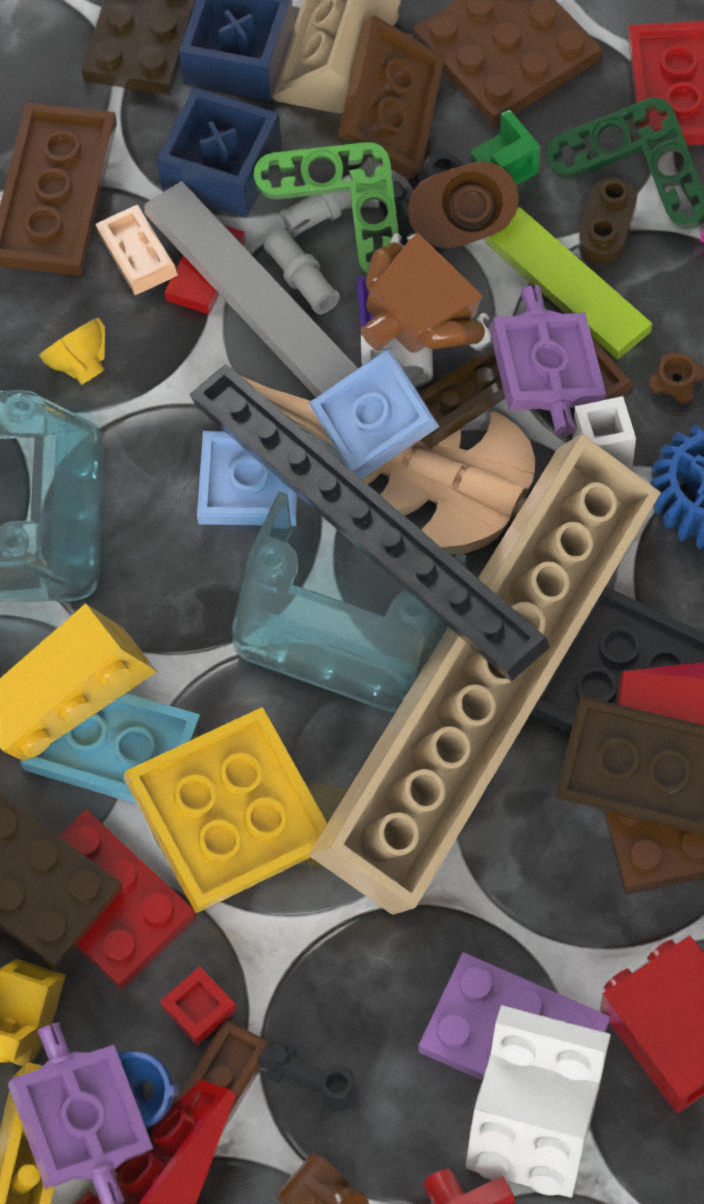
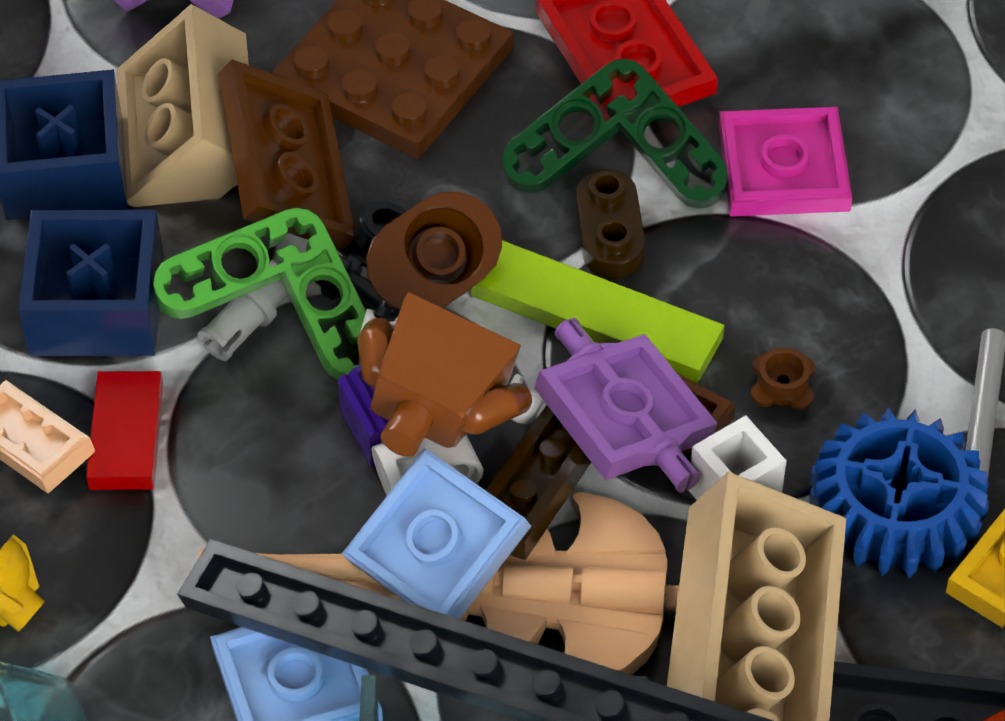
camera: 25 degrees left, 10 degrees down
(249, 289) = (201, 440): light grey tile -> none
(301, 271) = (256, 397): light grey pin -> none
(511, 149) = (457, 167): green panel -> none

